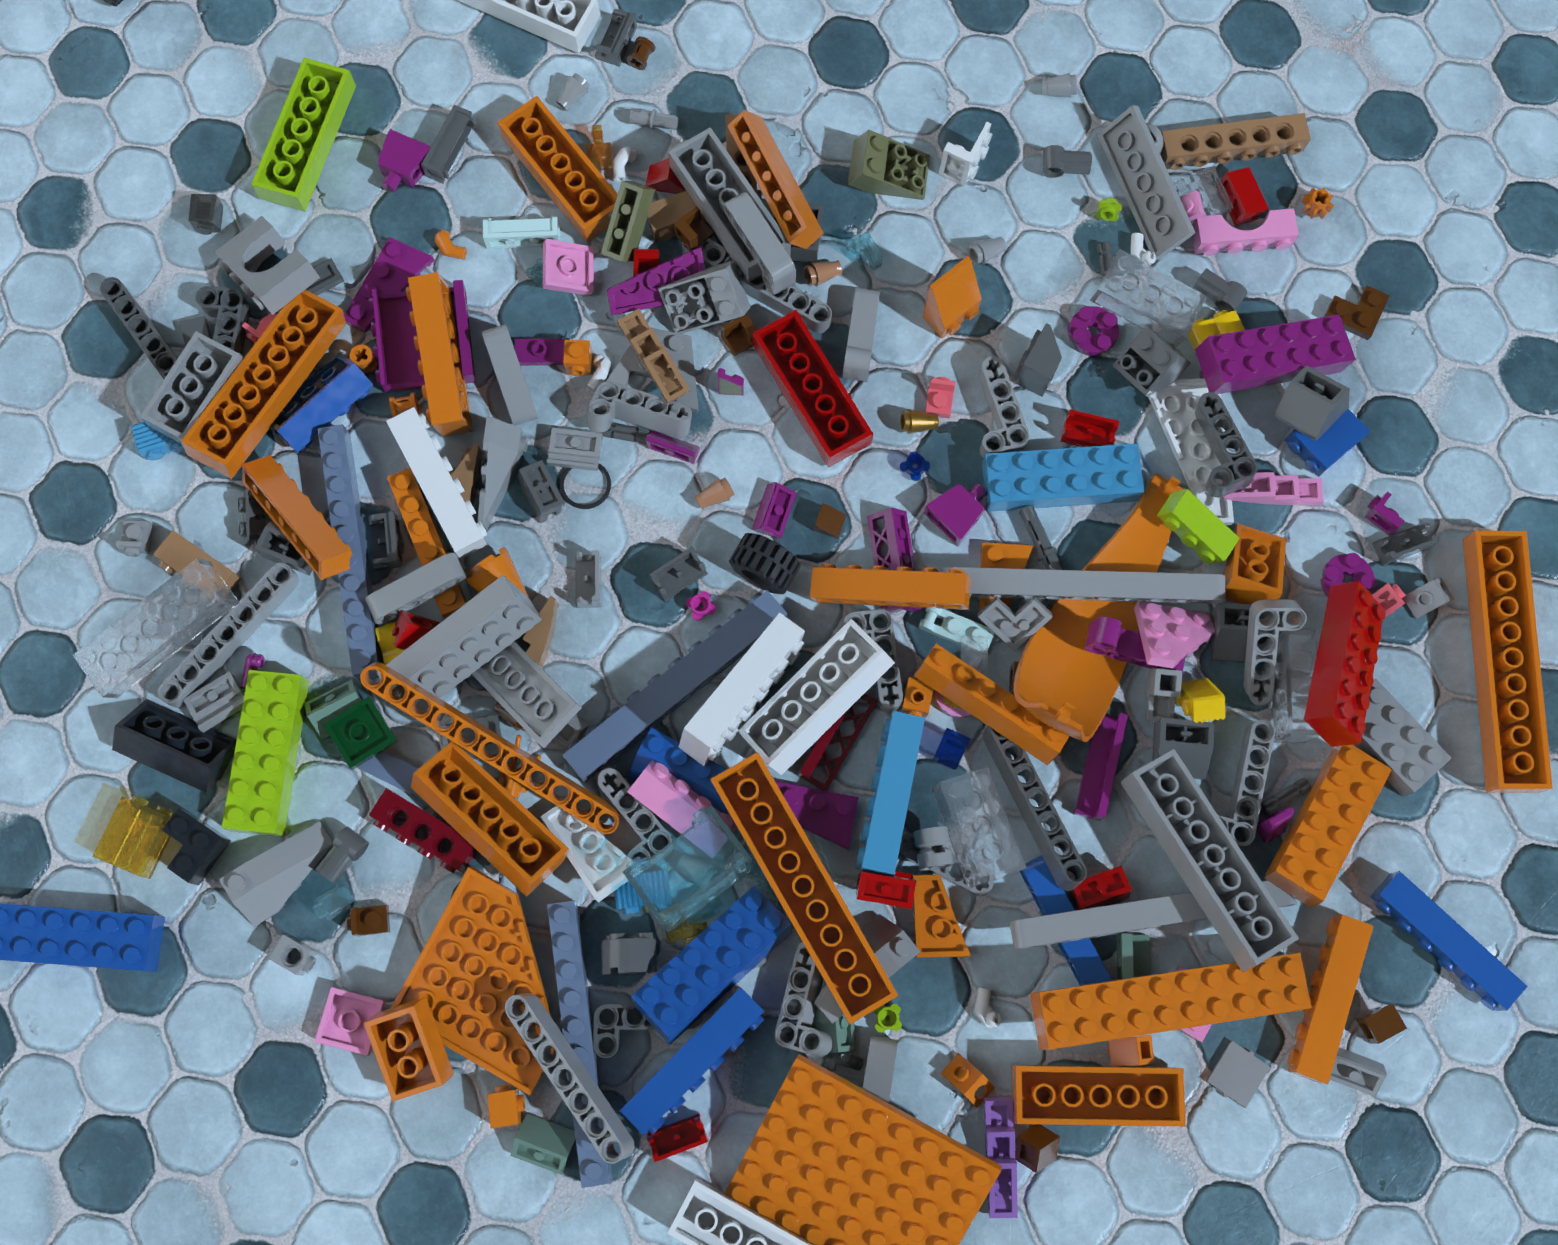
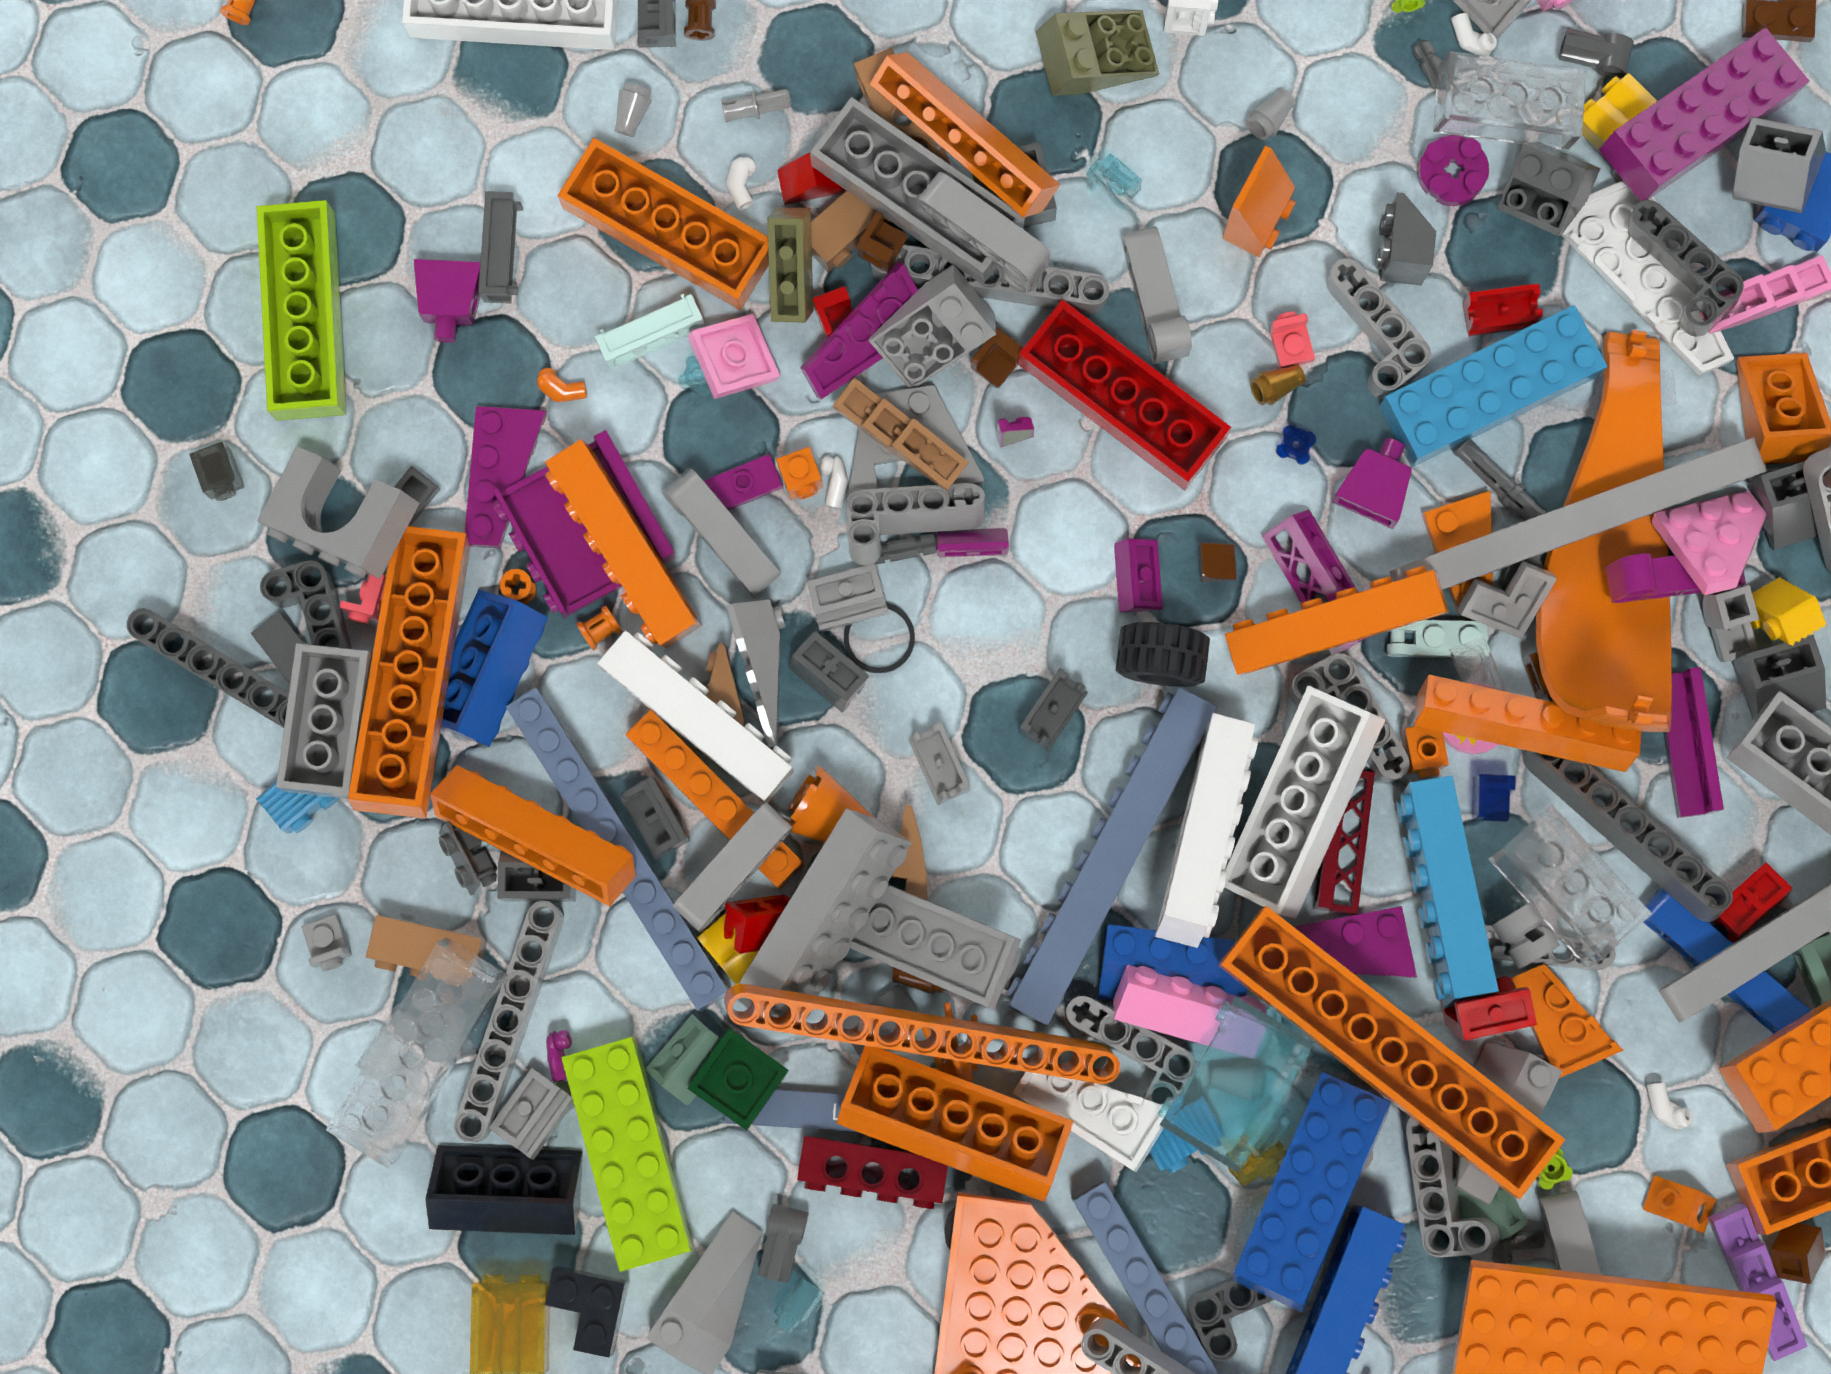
camera: 15 degrees left, 5 degrees up
(369, 920) = (852, 1310): reddish brown bracket -> none
(599, 153) = (703, 179): clear orange plate -> none
(629, 955) = (1201, 1223): dark grey brick -> none
(702, 598) = (1098, 728): dark pink plate -> none
(715, 493) = (1055, 583): nougat cone -> none
(821, 272) = (1066, 231): nougat cone -> none
(1198, 527) = (1693, 385): lime brick -> none

